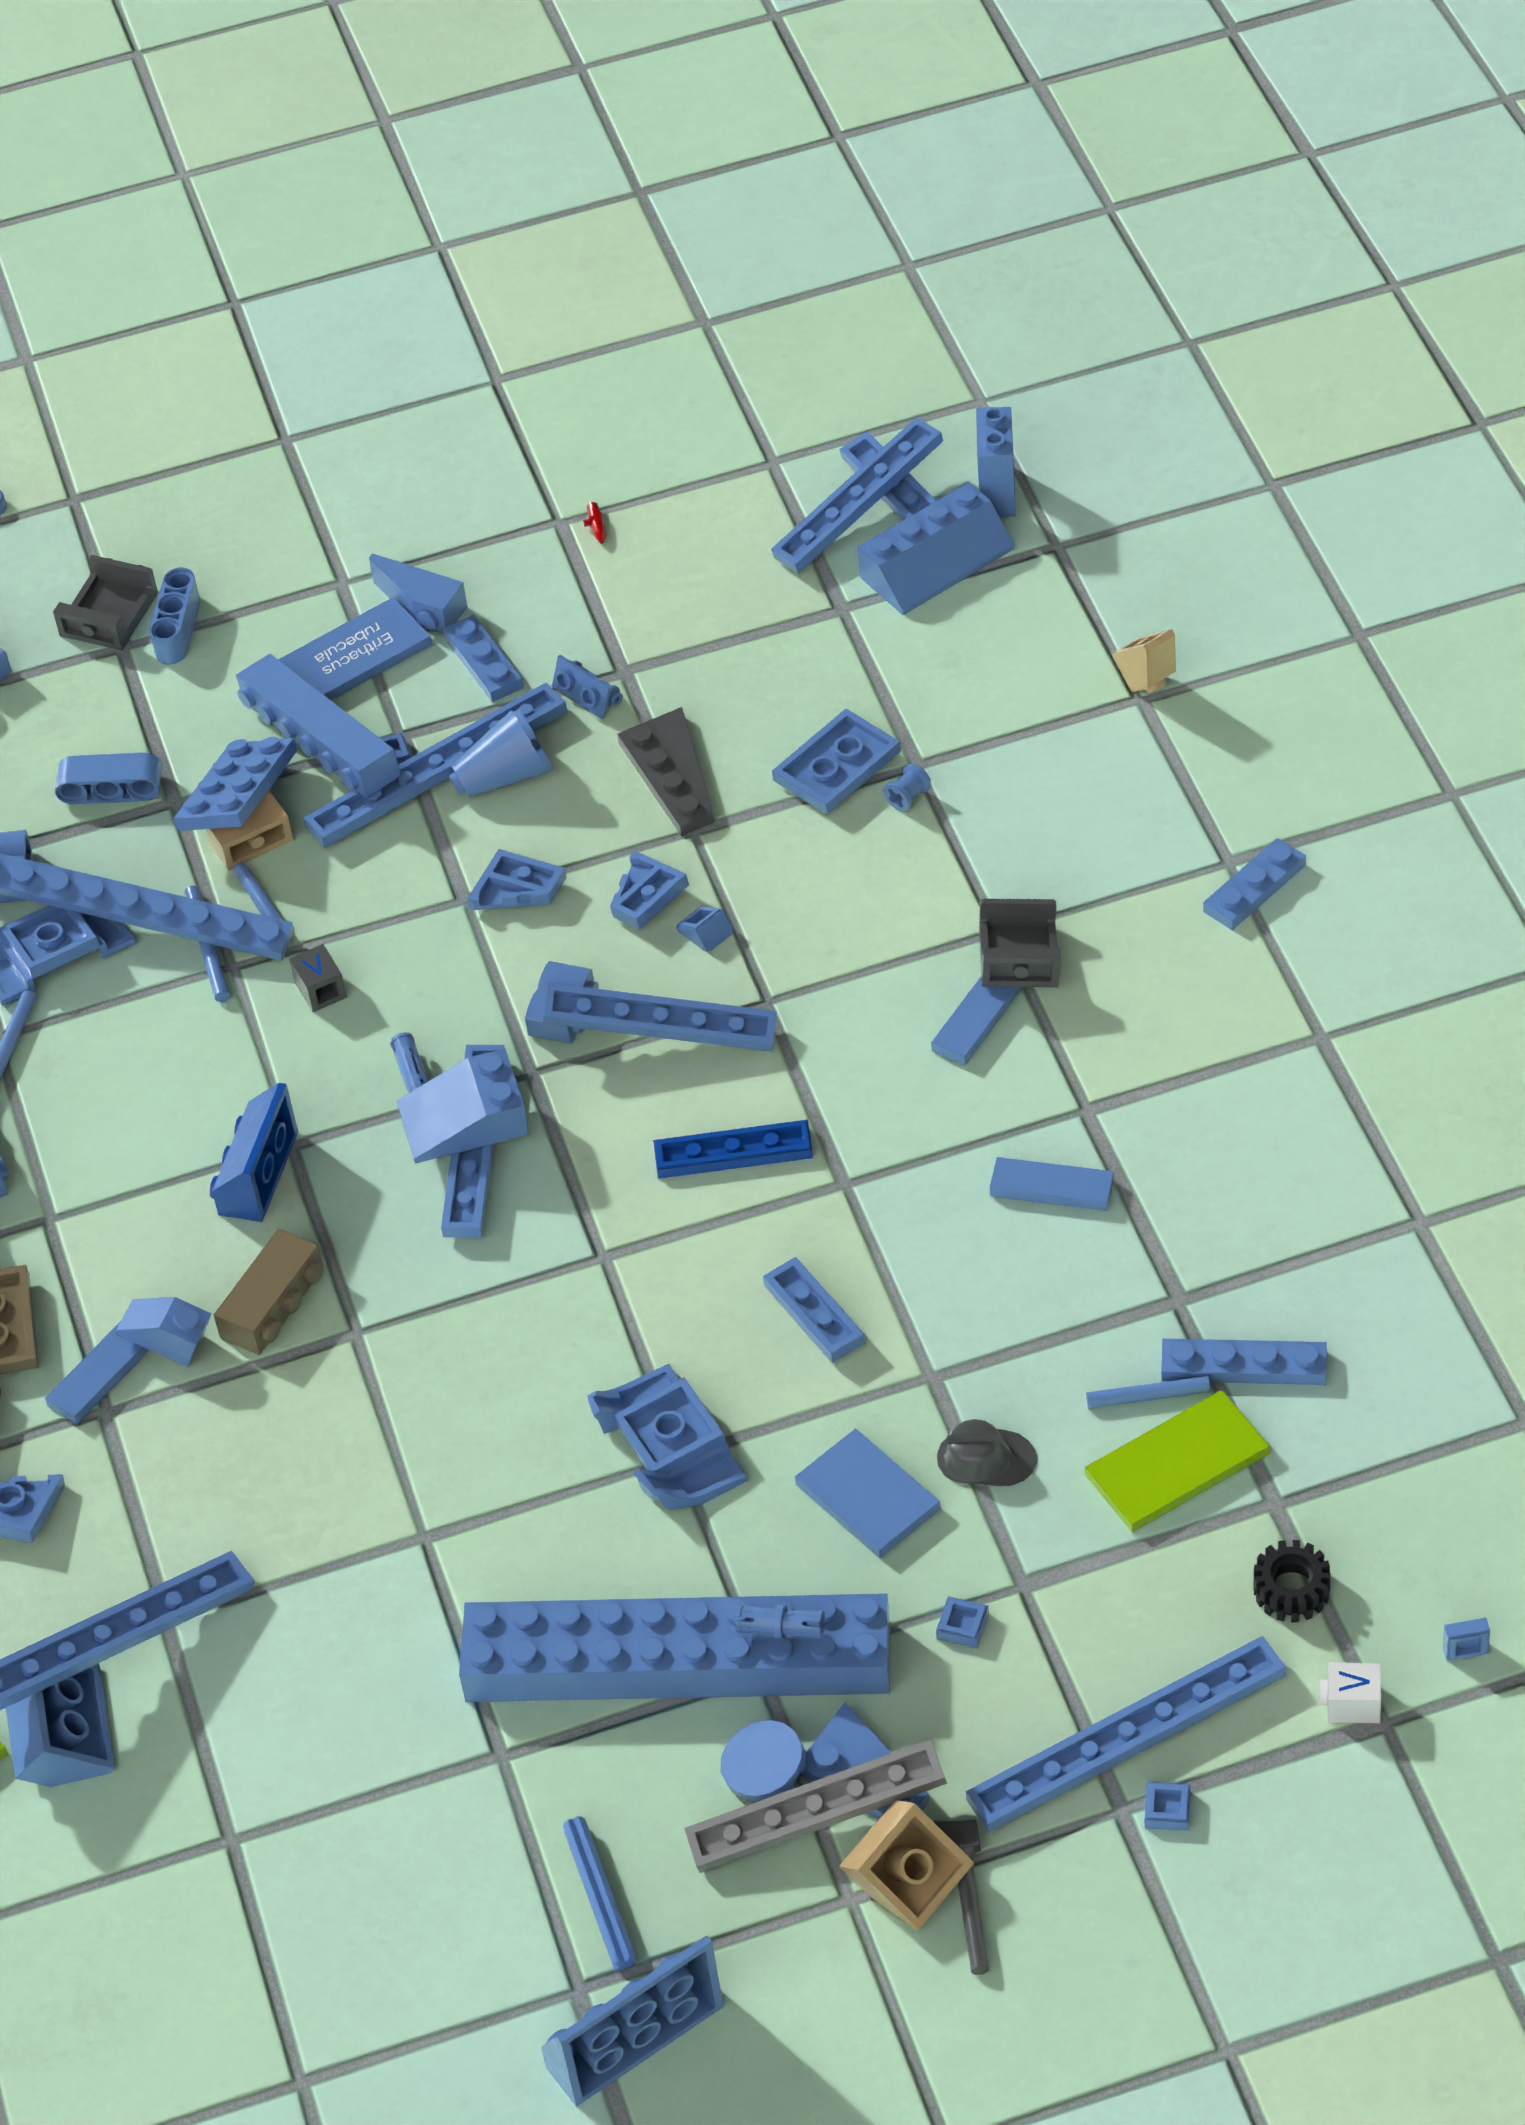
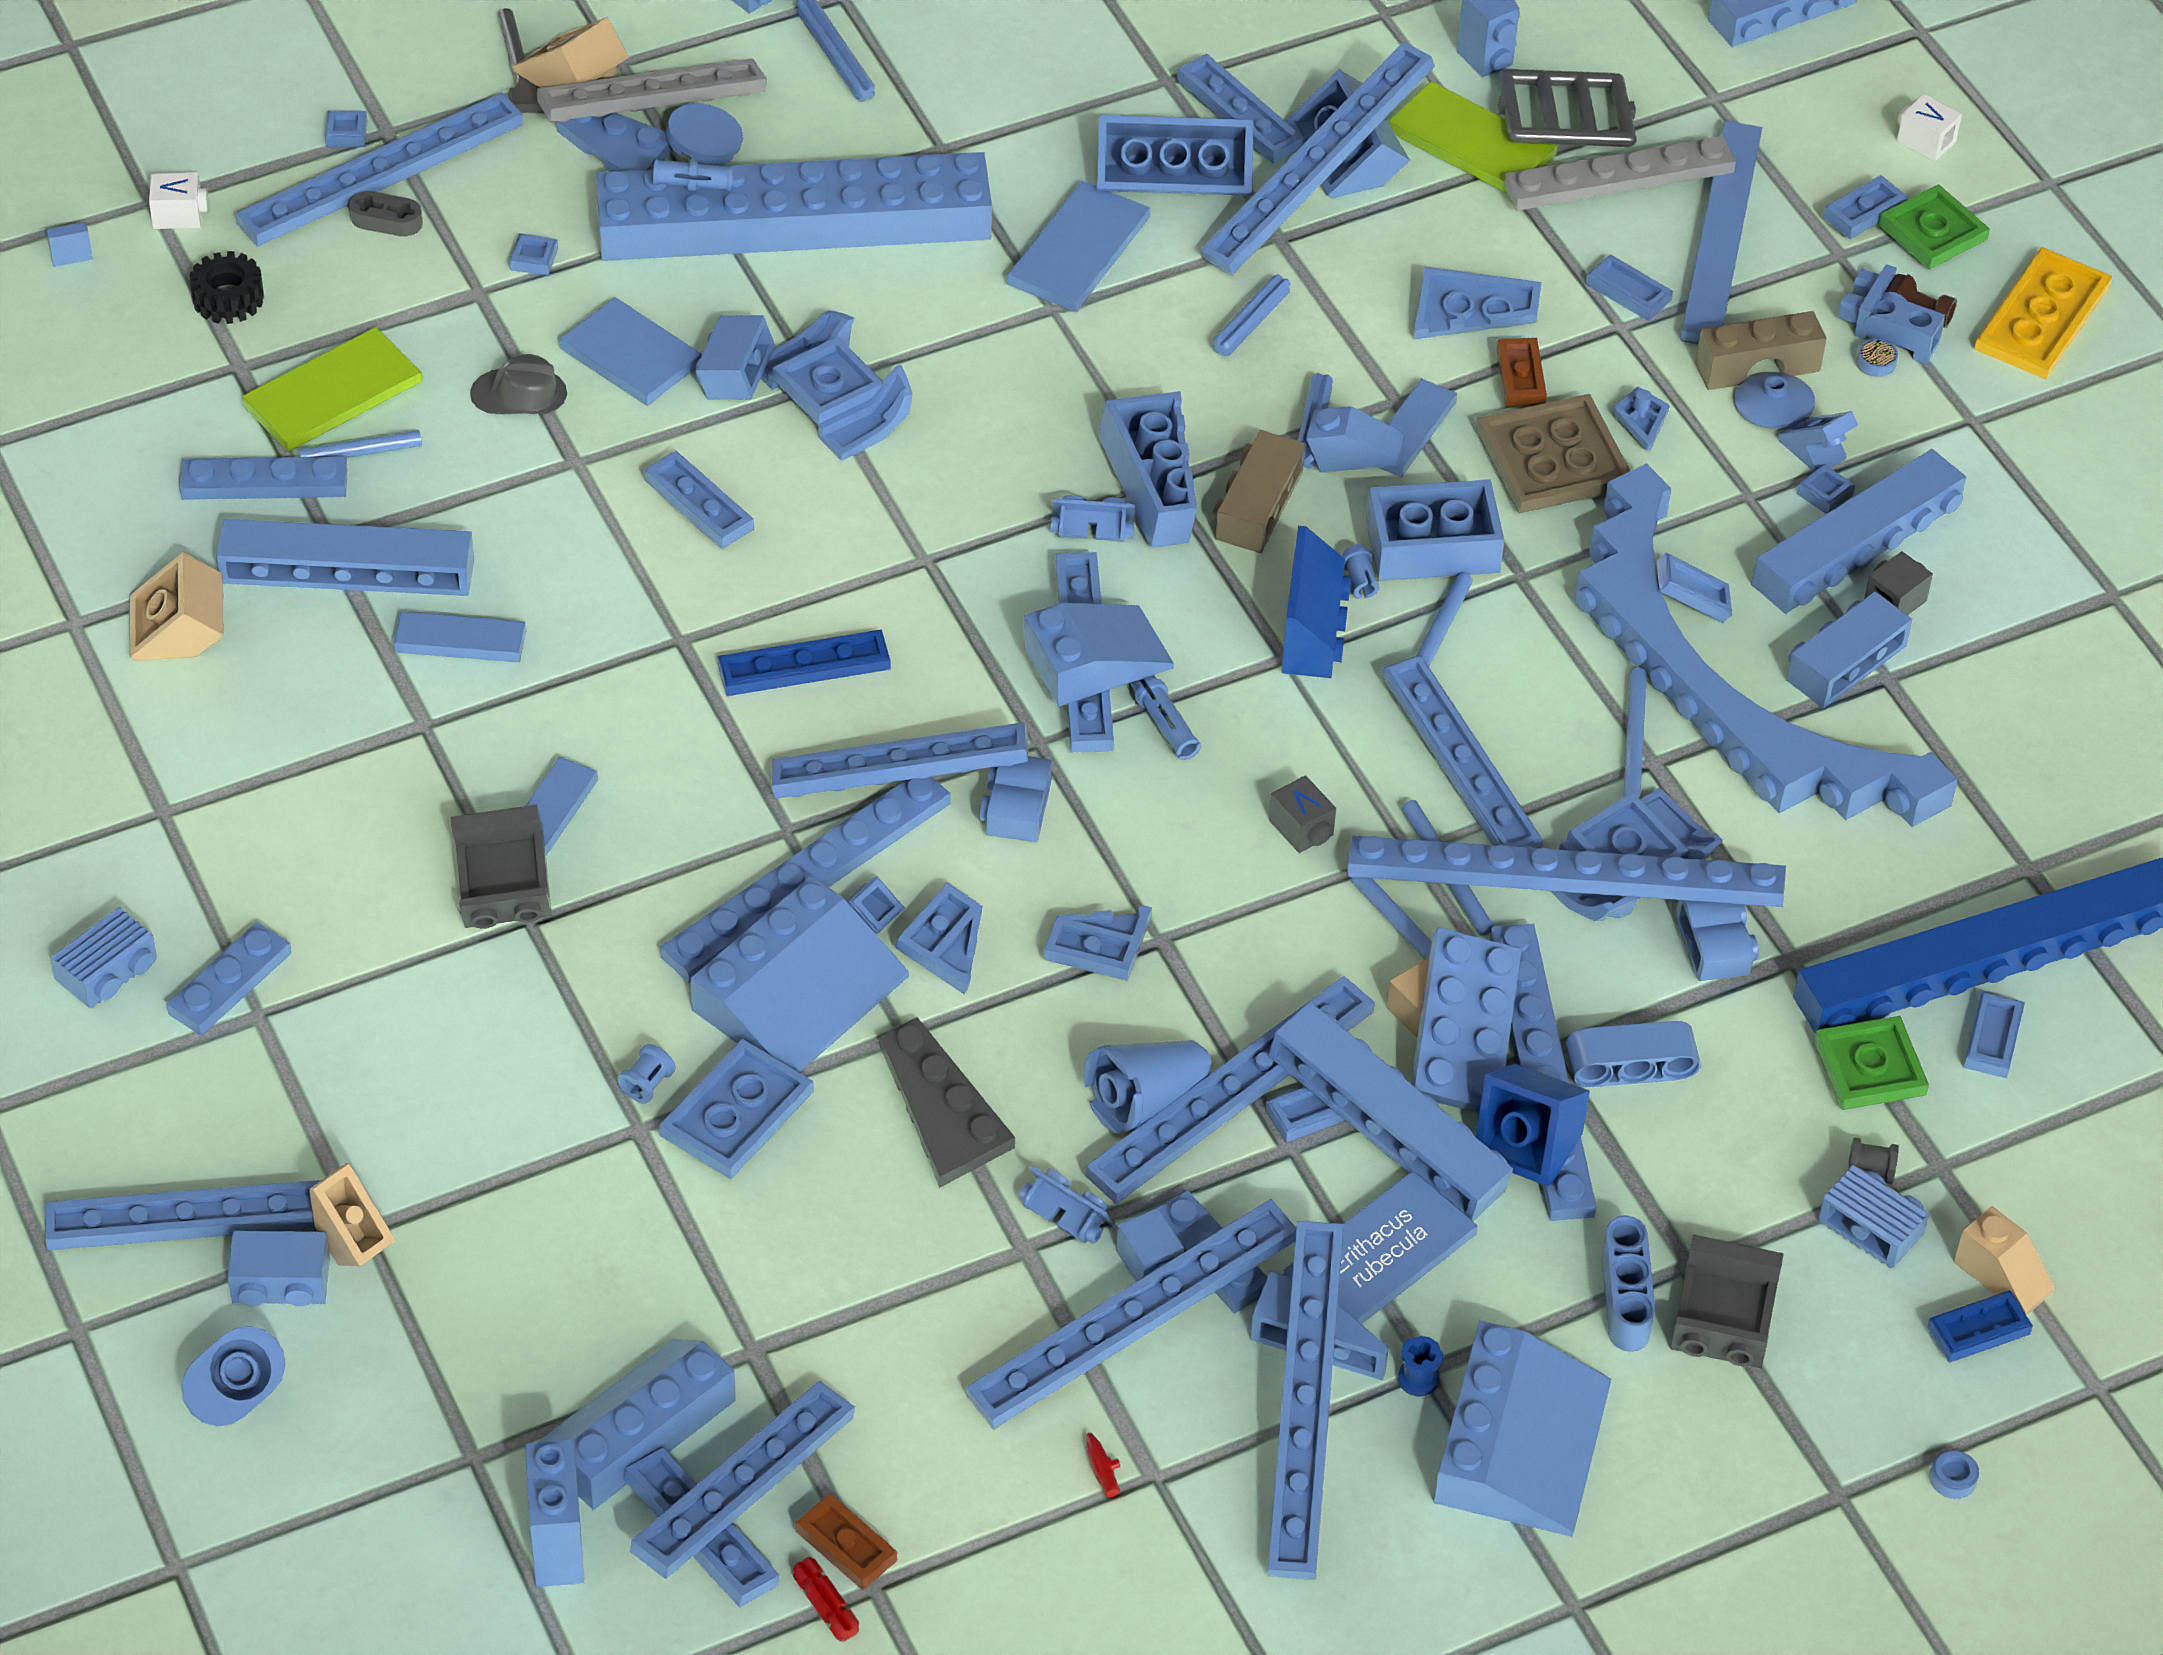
camera: 165 degrees right, 0 degrees up
(117, 1228) = (1434, 530): none -> medium blue brick
(147, 1154) = (1445, 617): none -> medium blue bar
(163, 1773) = (1232, 100): none -> medium blue plate
(164, 1031) = (1460, 754): none -> medium blue tile
(183, 773) = (1539, 1049): none -> medium blue plate
(194, 1380) = (1317, 399): none -> medium blue axle
(198, 1218) = (1359, 567): none -> medium blue pin
(207, 707) = (1531, 1120): none -> blue slope
(222, 1506) = (1251, 315): none -> medium blue axle
(252, 1689) = (1175, 155): none -> medium blue slope
(291, 528) = (1522, 1432): none -> medium blue slope
(348, 569) = (1420, 1370): none -> blue bush
(365, 1317) = (1152, 464): none -> medium blue wedge
(379, 1605) = (1078, 246): none -> medium blue tile
(435, 1278) = (1078, 514): none -> medium blue hinge
(437, 526) = (1306, 1401): none -> medium blue plate
(529, 647) = (1147, 1243): none -> medium blue brick
(550, 594) = (1131, 1314): none -> medium blue plate
(760, 1457) = (735, 357): none -> medium blue brick
(777, 941) = (825, 859): none -> medium blue plate
(778, 860) = (797, 977): none -> medium blue slope
(789, 473) = (846, 1541): none -> dark orange plate
(808, 445) = (826, 1599): none -> red axle
(1122, 1677) = (385, 213): none -> dark grey beam
(1159, 1255) = (346, 557): none -> medium blue brick
(1207, 653) = (278, 1267): none -> medium blue brick
(1235, 574) = (233, 1376): none -> medium blue piece
(1280, 696) = (178, 1215): none -> medium blue plate
(1320, 1202) = (177, 611): none -> tan slope
(1362, 889) = (104, 958): none -> medium blue brick

